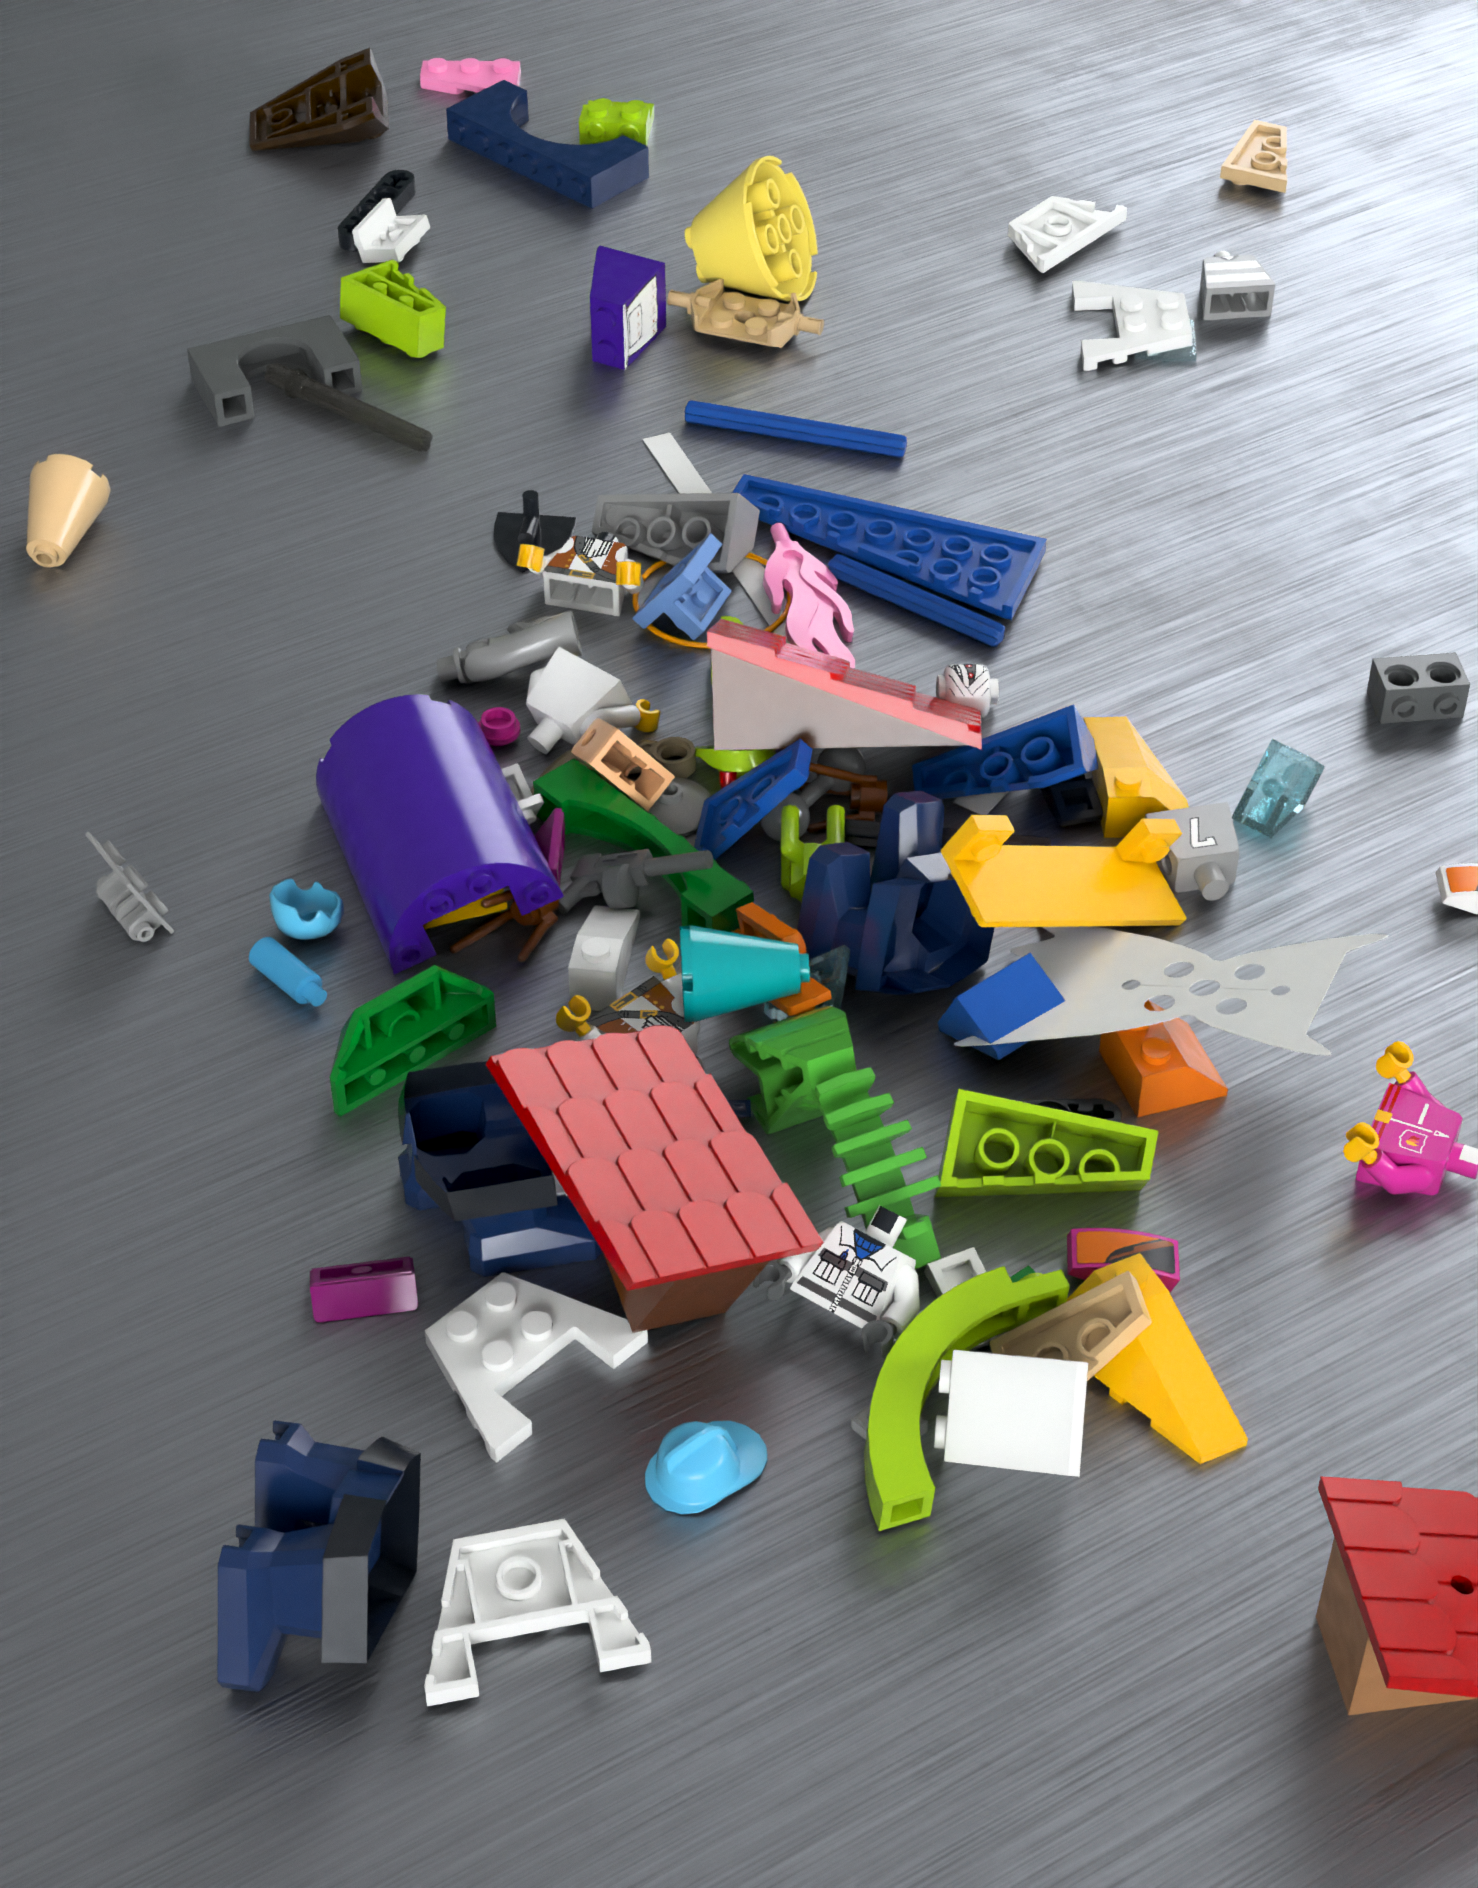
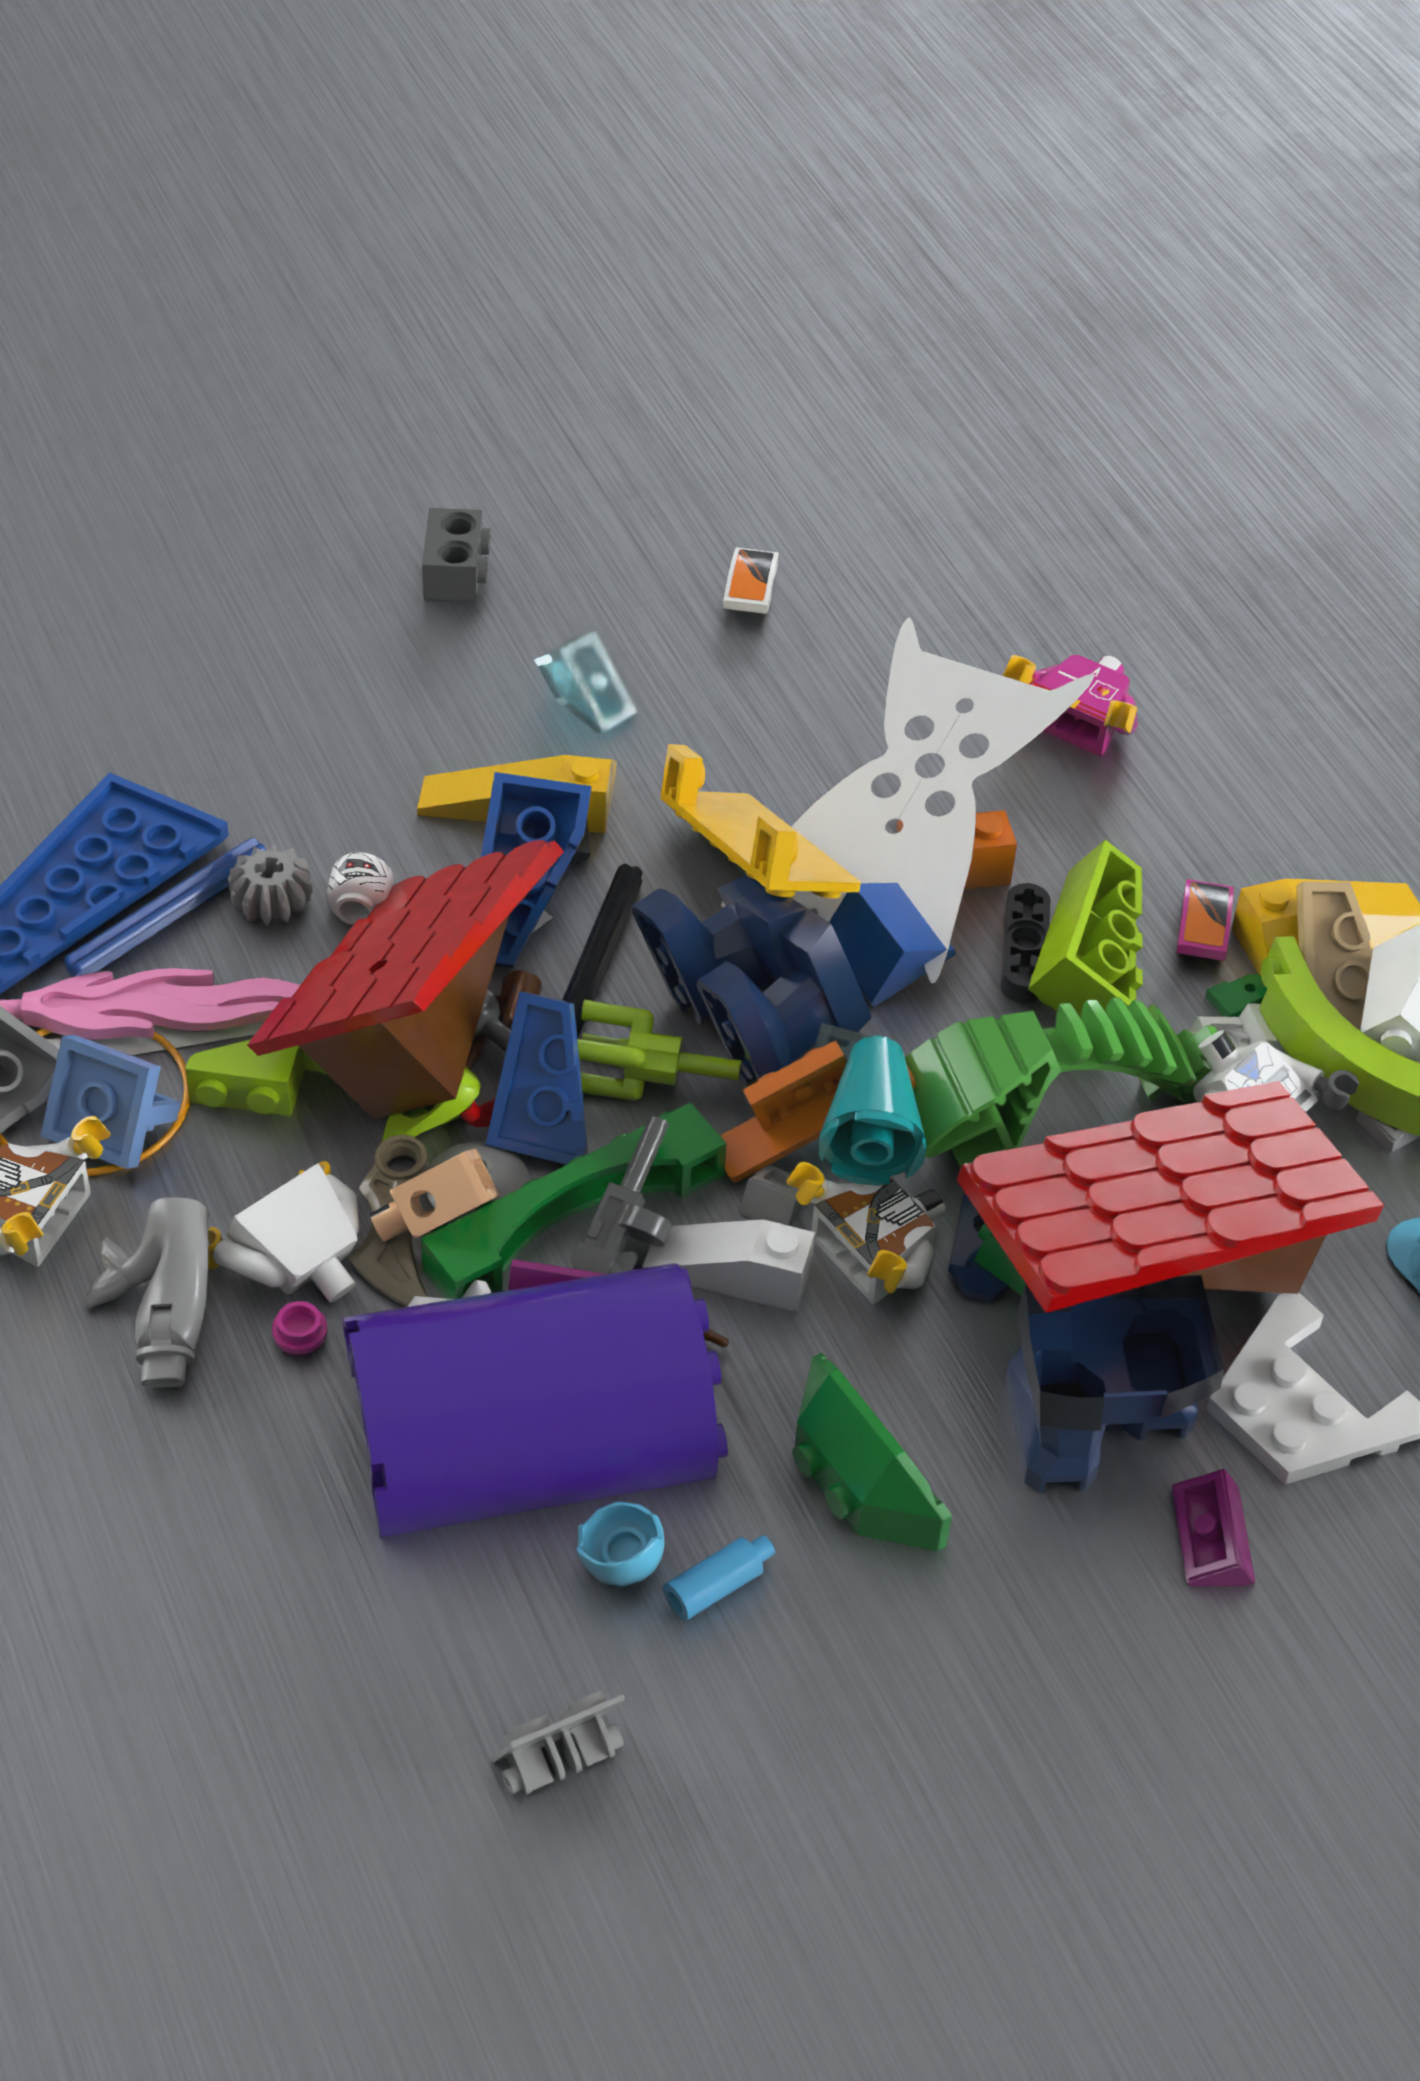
camera: 85 degrees left, 5 degrees up
(951, 640) = (270, 885): none -> light grey gear
(1205, 852) = (645, 750): light grey torso -> none

